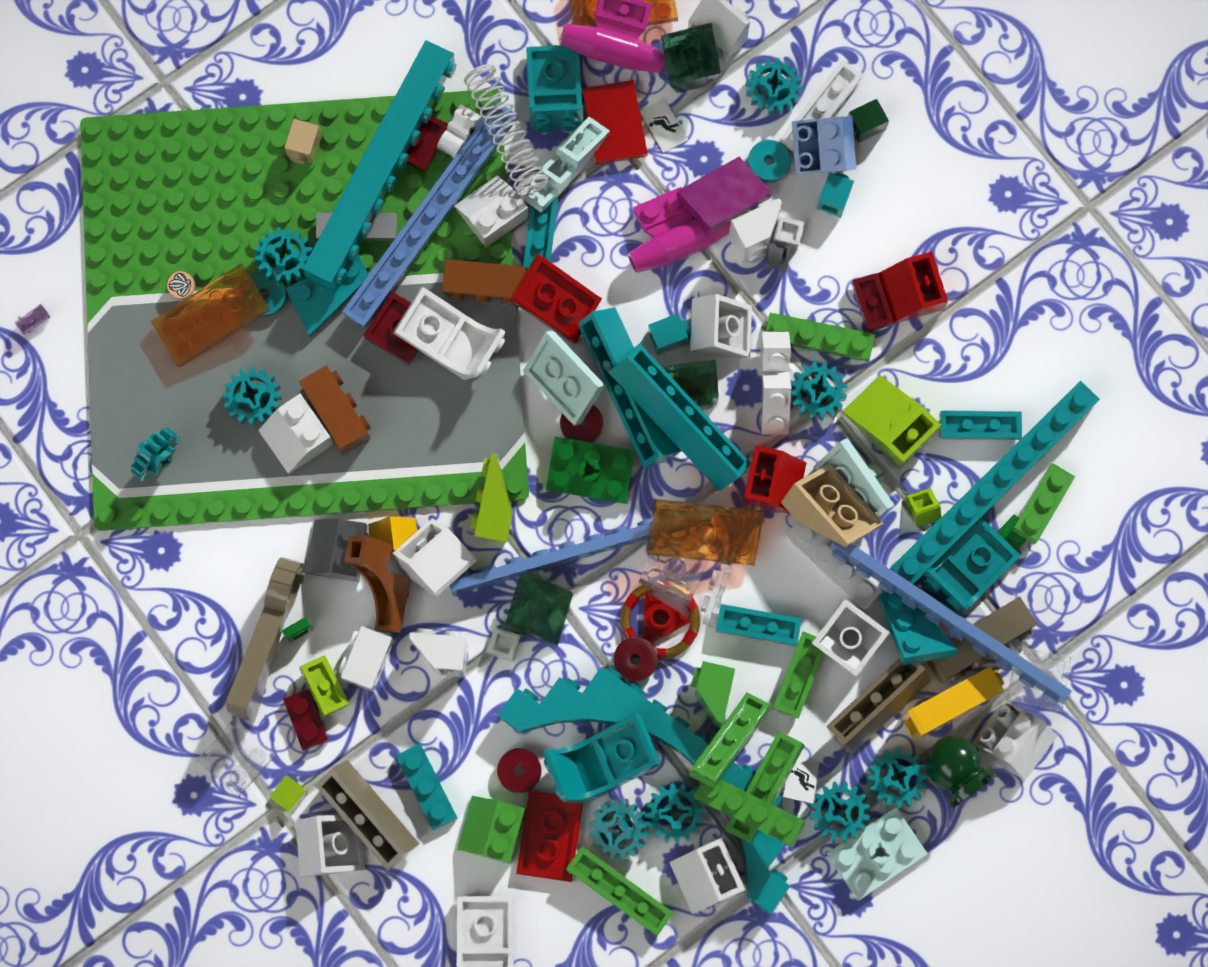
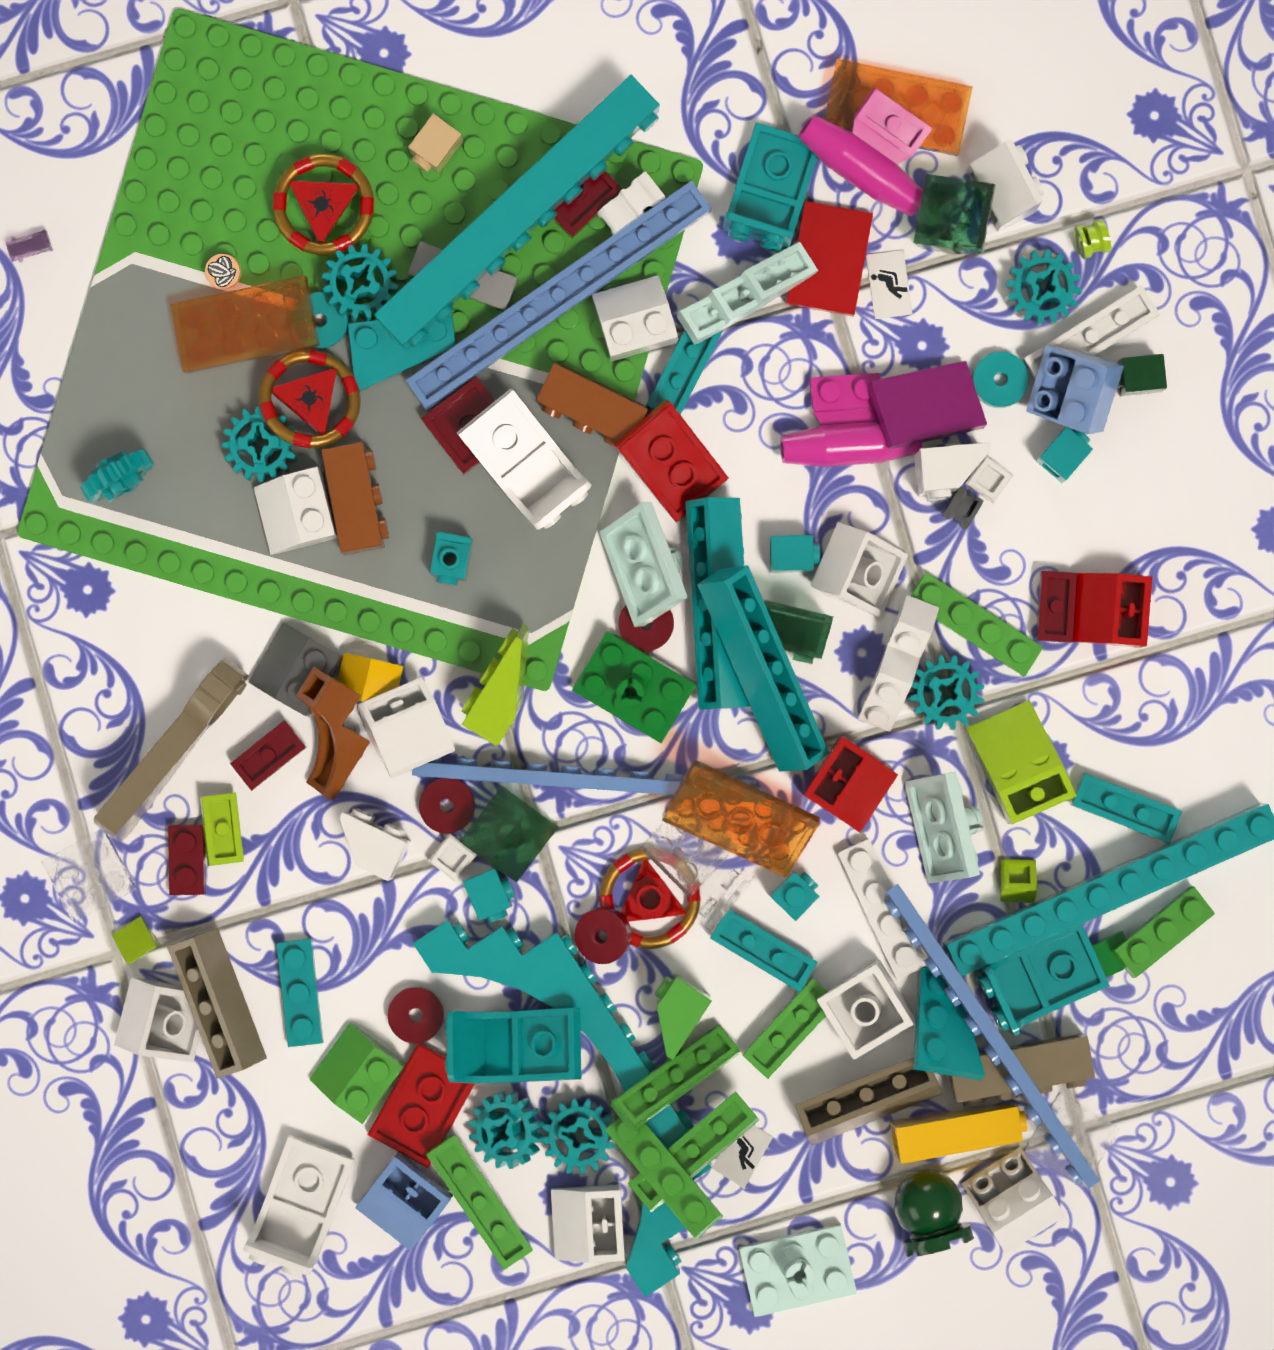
camera: 20 degrees right, 10 degrees up
(237, 210) = (323, 204): none -> piece
(276, 350) = (309, 398): none -> piece
(297, 630) = (214, 750): green tile -> none
(339, 619) = (268, 755): none -> dark red plate
(366, 658) = (283, 815): white brick -> none
(421, 414) = (456, 544): none -> teal brick
(490, 619) = (431, 809): none -> dark red piece
(528, 190) = (693, 143): white piece -> none
(541, 659) = (489, 895): none -> teal brick
(562, 913) = (404, 1201): none -> medium blue slope
(766, 575) = (795, 894): none -> teal brick
(795, 41) = (1092, 238): none -> lime wheel
(830, 507) = (904, 848): tan slope -> none
(850, 805) = (789, 1204): teal gear -> none
(886, 782) = (871, 1193): teal gear -> none

